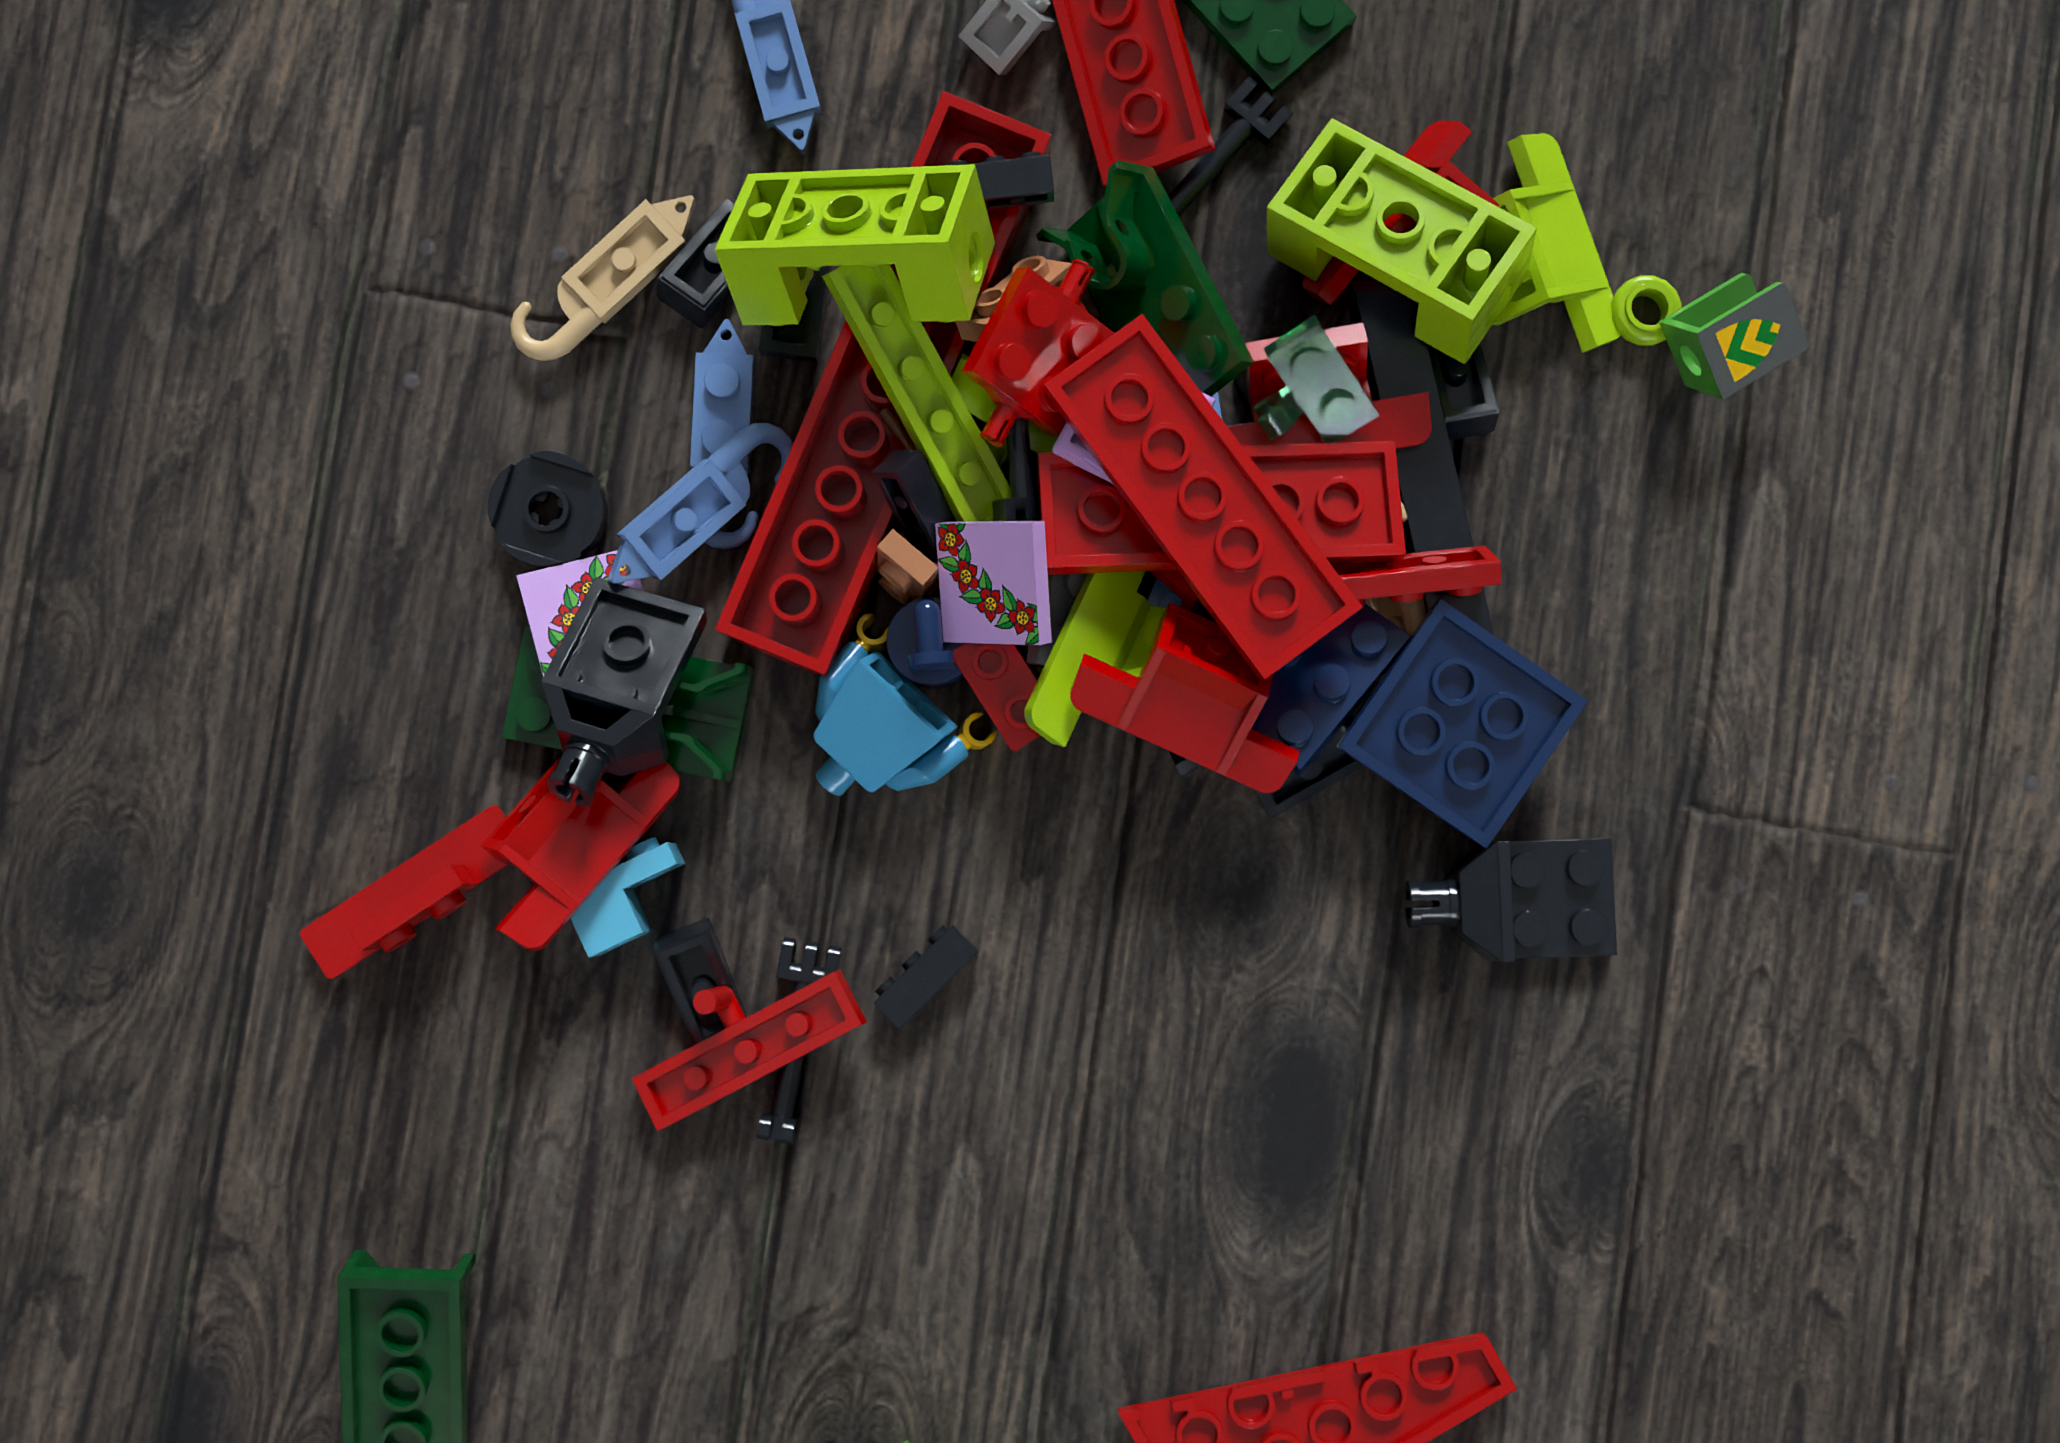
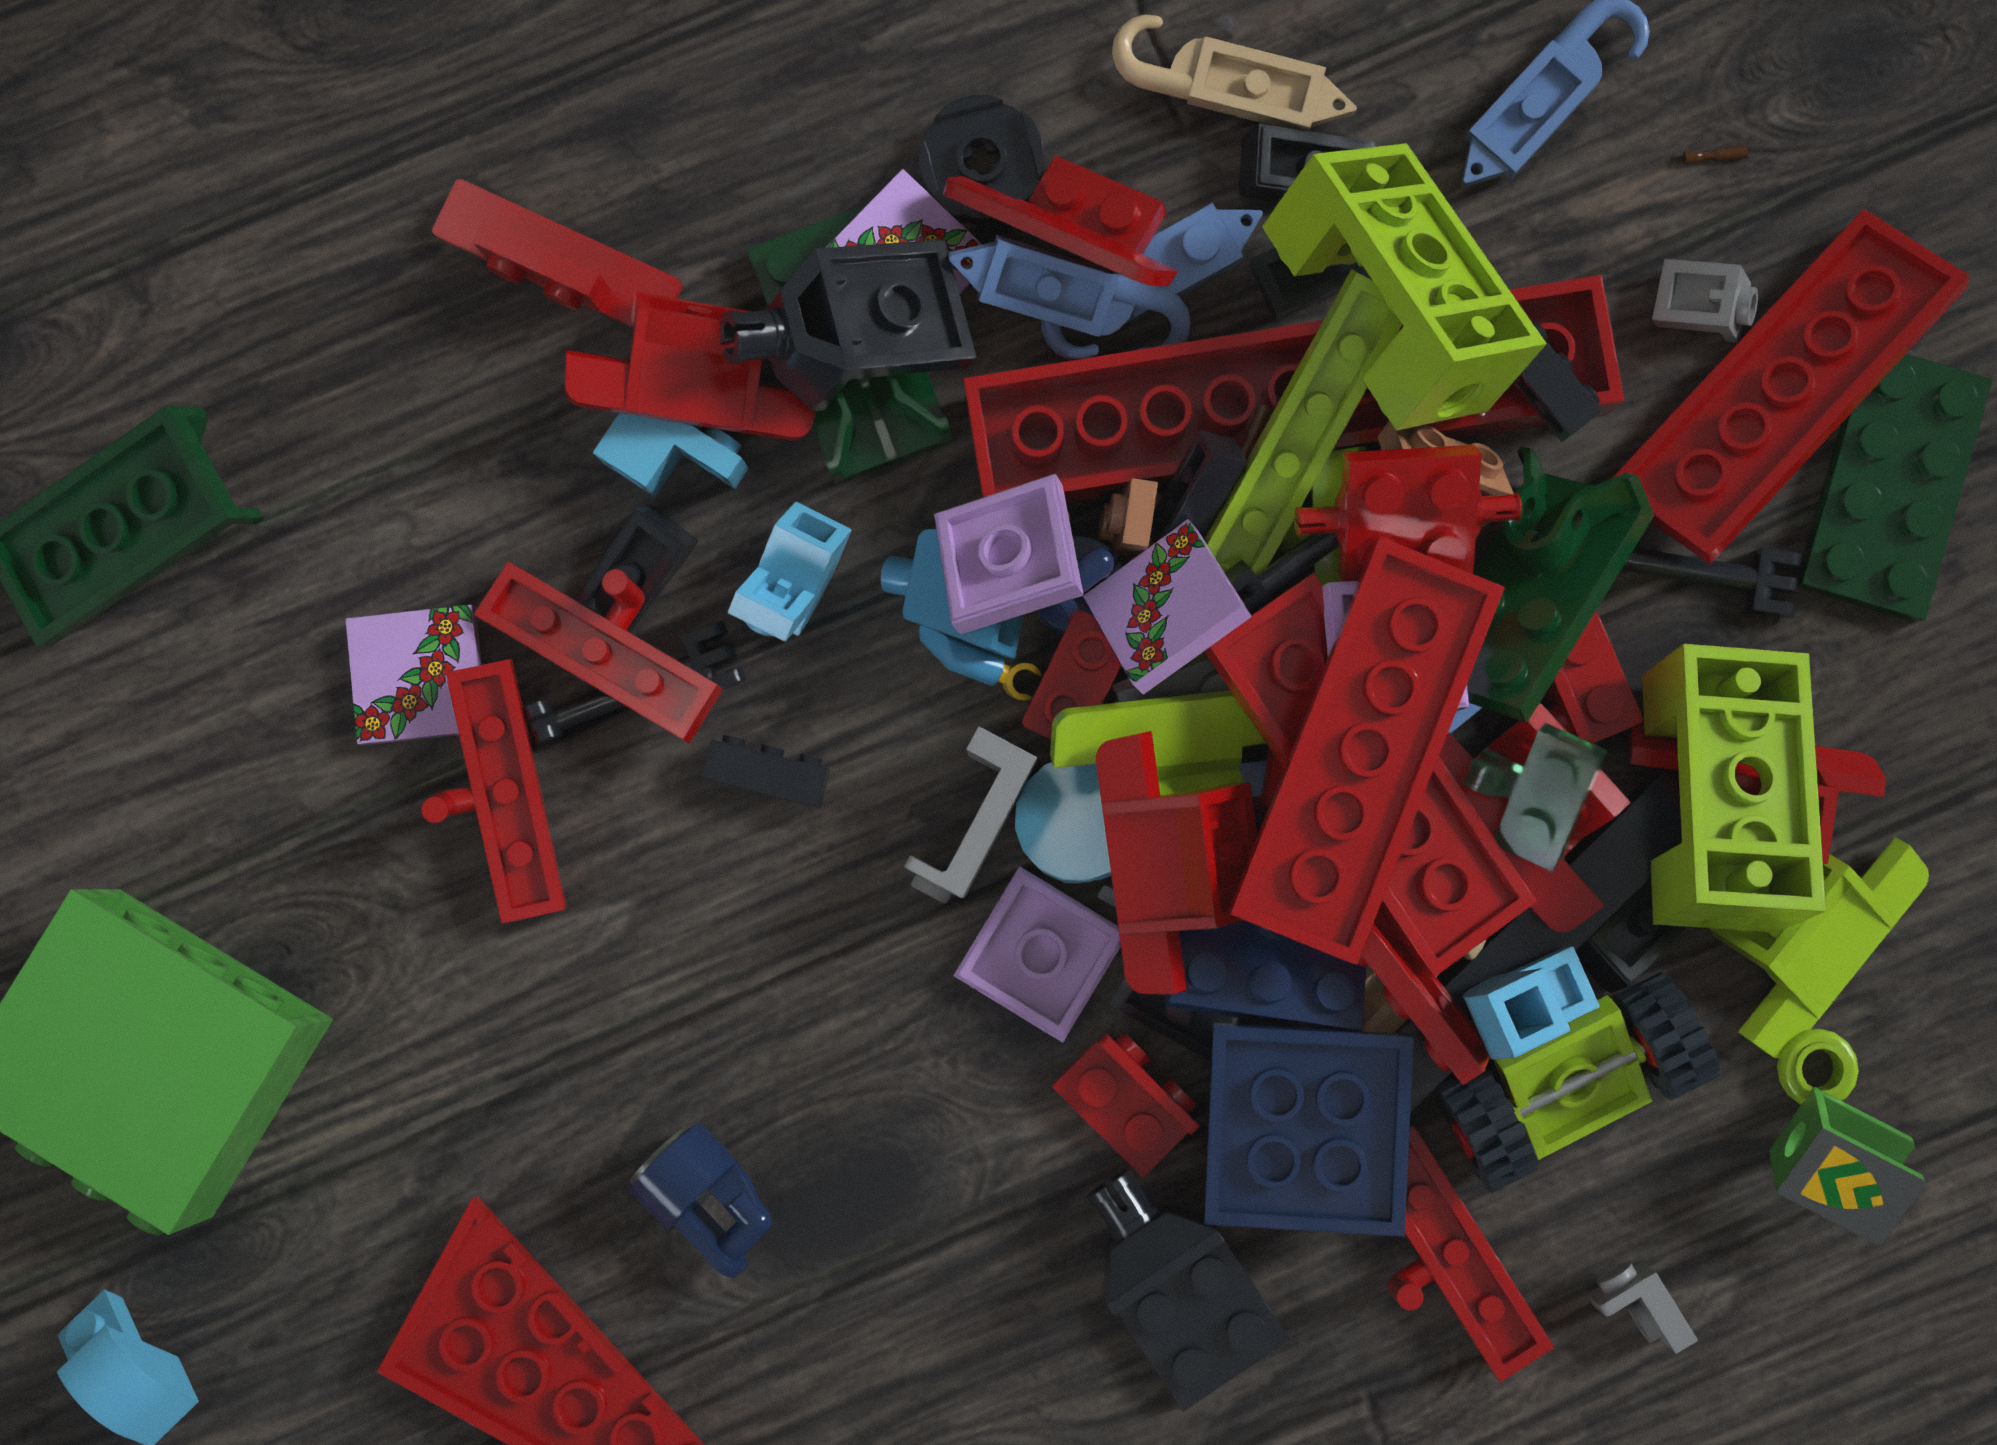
camera: 65 degrees right, 0 degrees up
(642, 460) = (1081, 215): none -> red plate
(676, 1206) = (401, 671): none -> lavender tile
(781, 859) = (791, 573): none -> medium azure brick
(812, 1193) = (502, 791): none -> red plate
(876, 679) = (1008, 554): none -> lavender tile
(1047, 780) = (1014, 770): none -> light grey panel
(1110, 766) = (1063, 823): none -> medium azure tile
(1198, 848) = (1040, 954): none -> lavender tile
(1203, 1235) = (683, 1177): none -> dark blue piece
(1258, 299) = (1591, 690): none -> red bracket
(1353, 852) = (1126, 1102): none -> red bracket
(1469, 495) = (1530, 1003): none -> medium azure brick
(1546, 495) = (1579, 1080): none -> plate
(1639, 672) = (1464, 1270): none -> red plate
(1754, 545) = (1655, 1309): none -> light grey bracket

